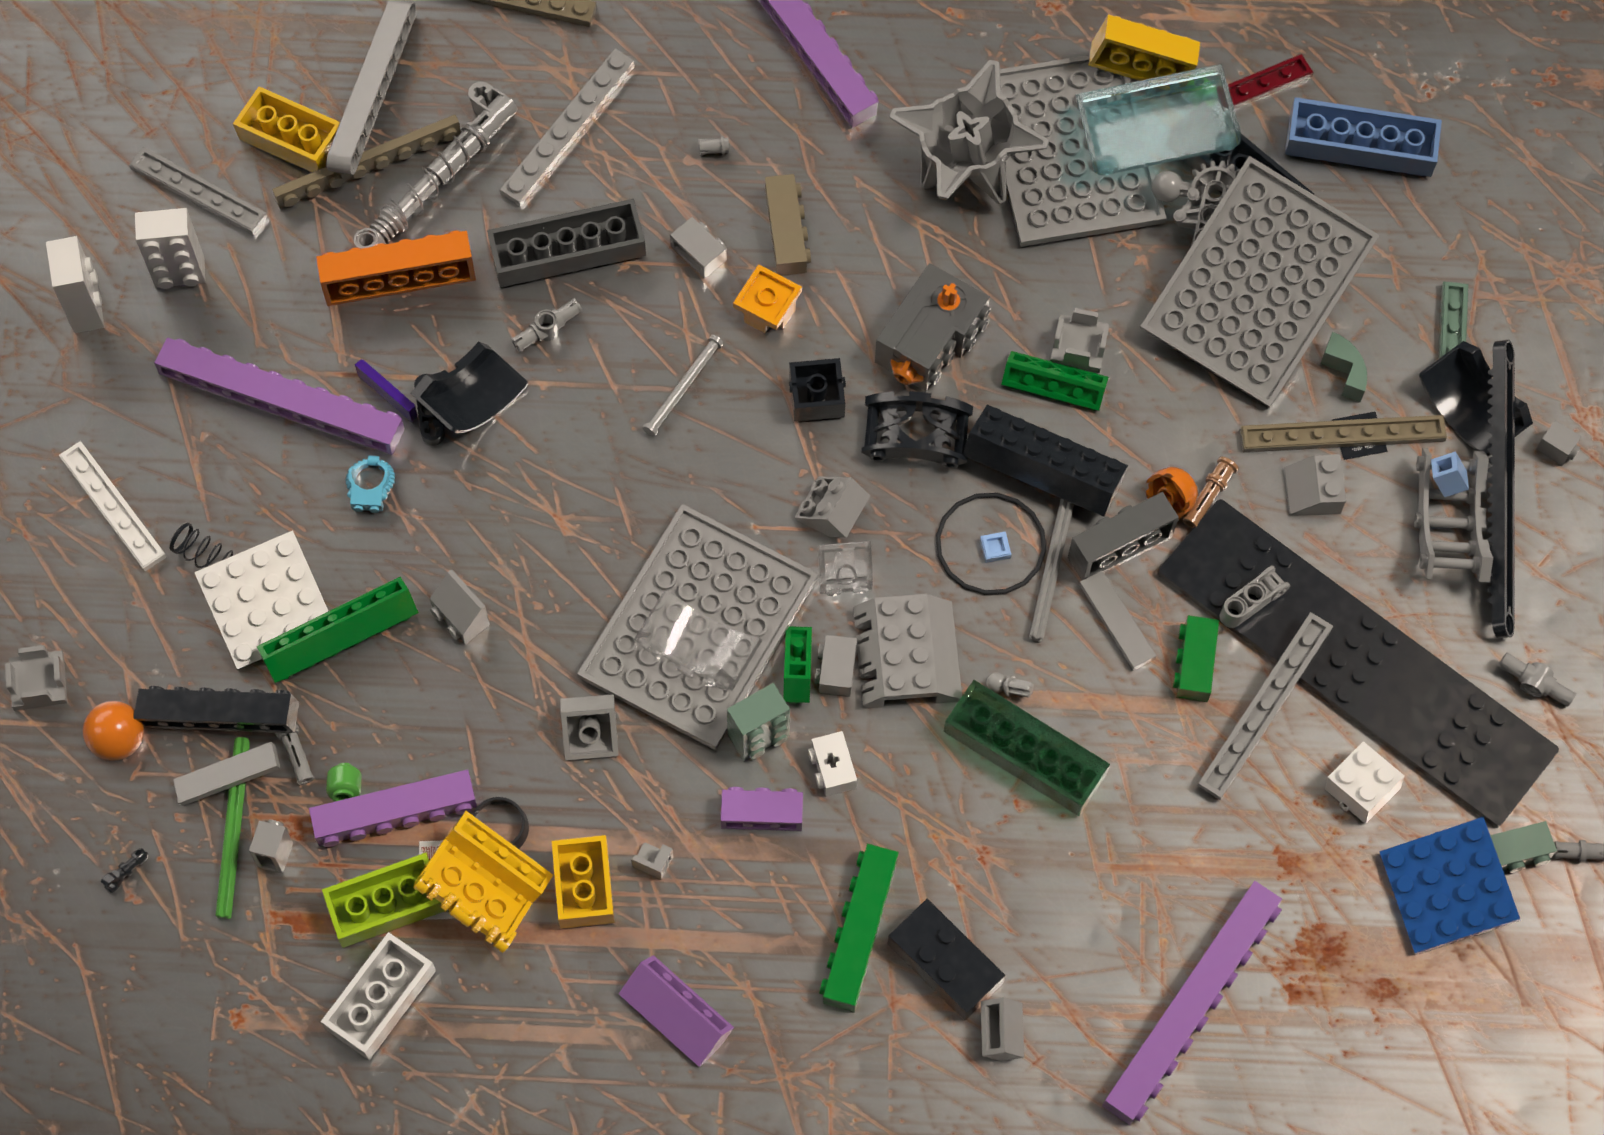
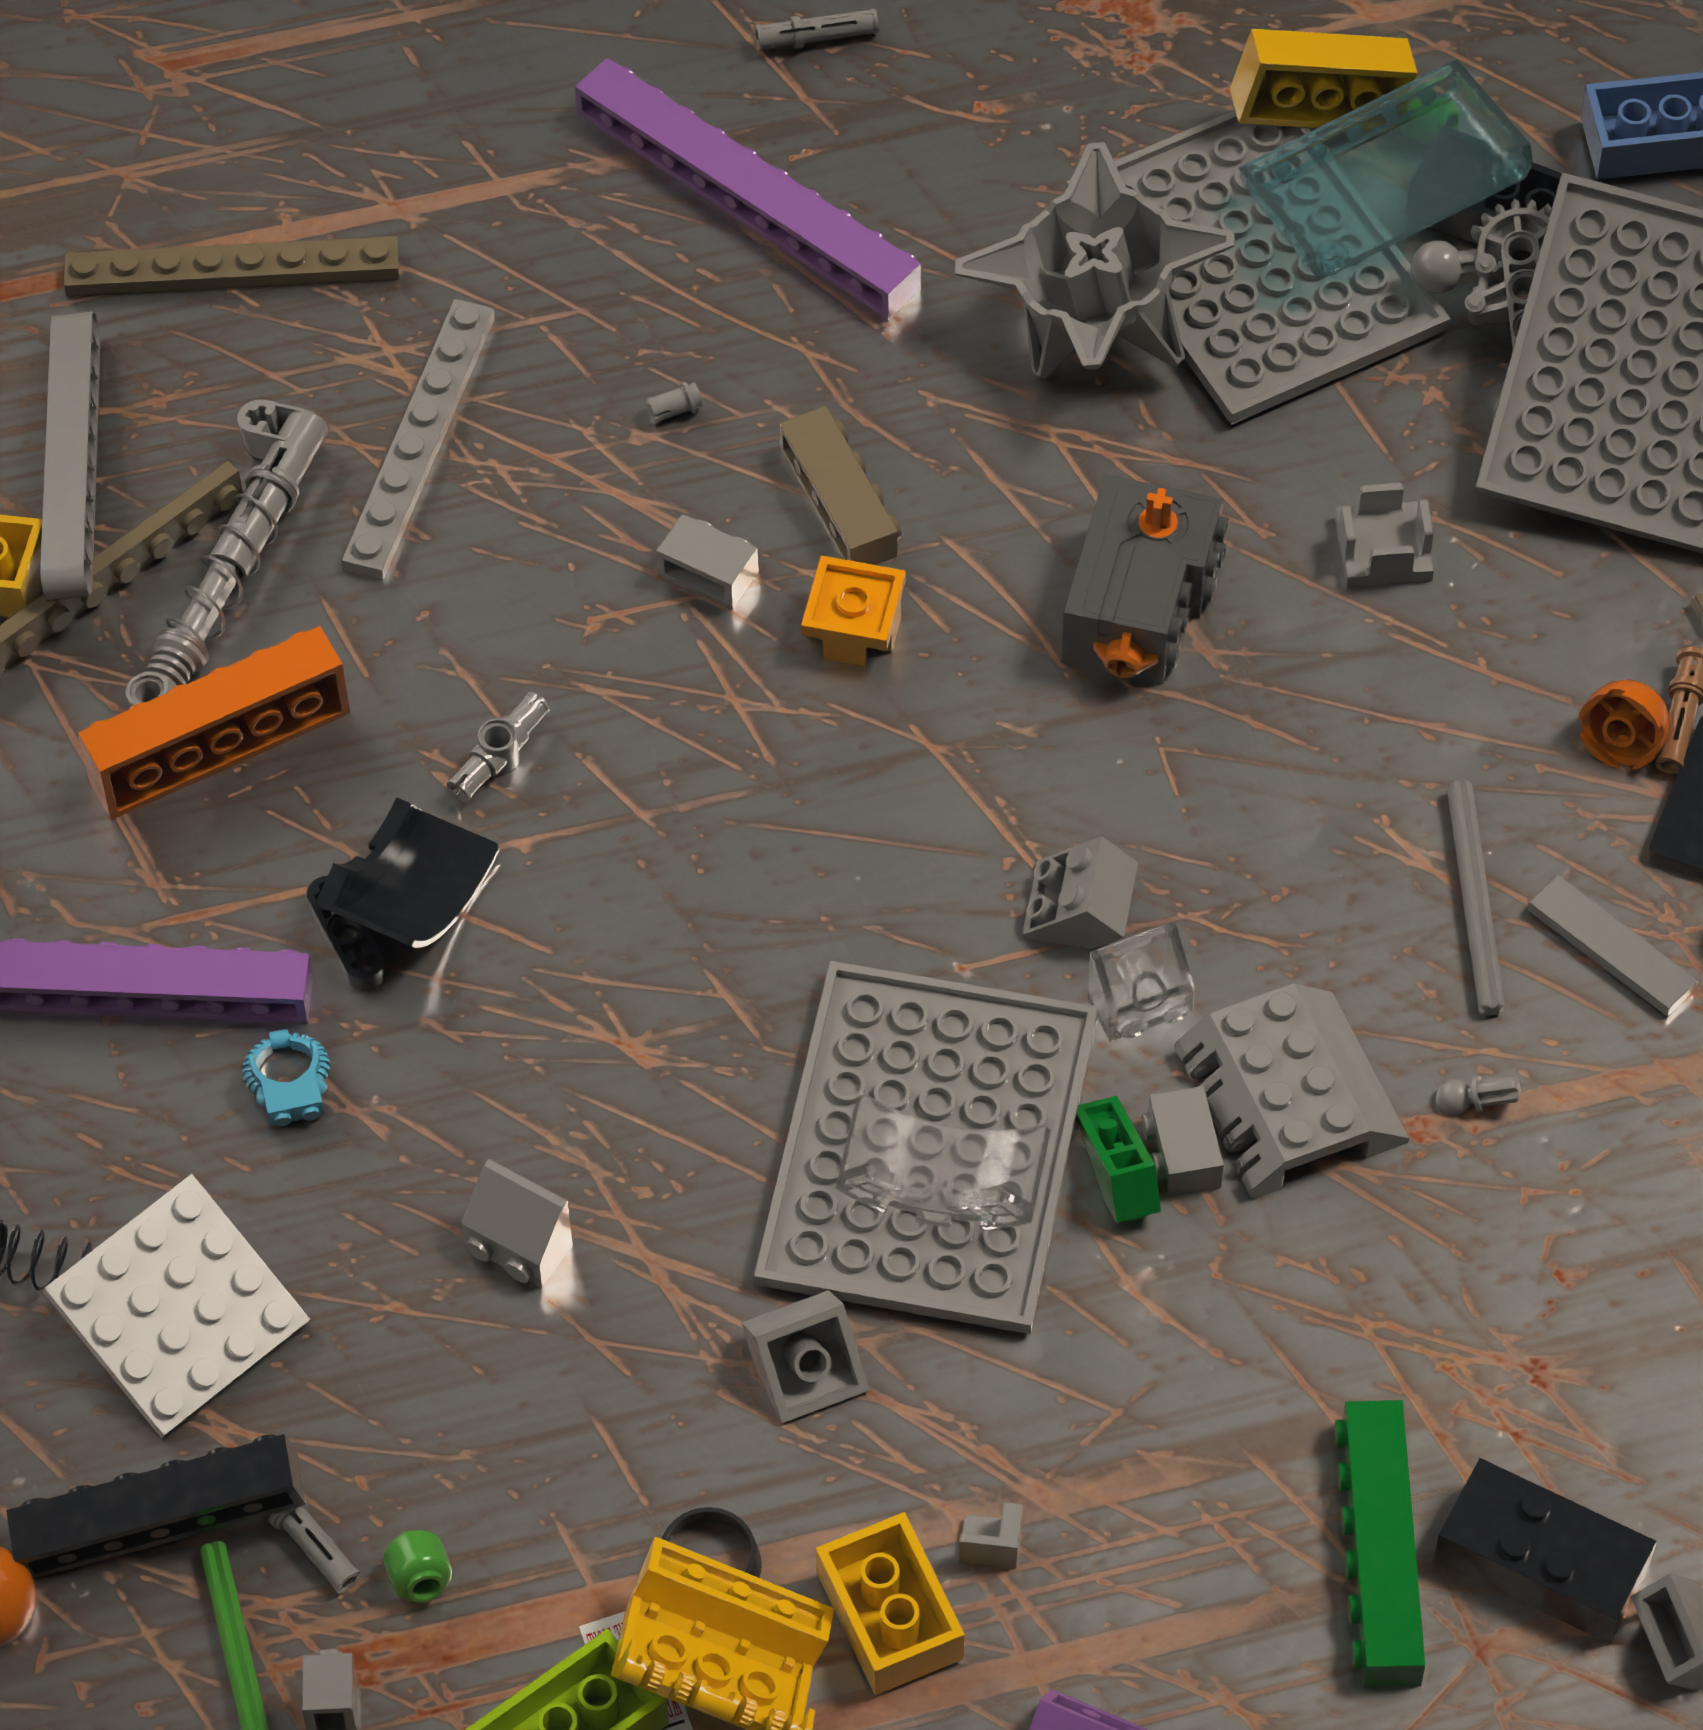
camera: 15 degrees left, 10 degrees down
(226, 773) = (208, 1607): light grey tile -> none
(337, 629) = (319, 1319): green brick -> none
(386, 390) = (263, 920): dark purple tile -> none
(393, 808) = (517, 1582): medium lavender brick -> none
(567, 242) = (486, 609): dark grey brick -> none
(714, 343) = (732, 859): light grey bar -> none
(758, 722) = (1094, 1259): sand green brick -> none
(761, 809) = (1146, 1403): medium lavender brick -> none
(817, 389) = (988, 723): black brick -> none
(834, 749) = (1237, 1297): white brick -> none
(888, 405) = (1204, 764): black fence -> none
(976, 589) = (1368, 963): black piece -> none
(995, 547) = (1370, 888): light blue tile -> none
(1026, 747) = (1546, 1178): clear green brick -> none
(1045, 460) = (1404, 728): black brick -> none
(1054, 380) = (1368, 609): green fence -> none
(1123, 536) = (1574, 809): dark grey brick -> none
(1269, 80) = (1539, 71): dark red tile -> none

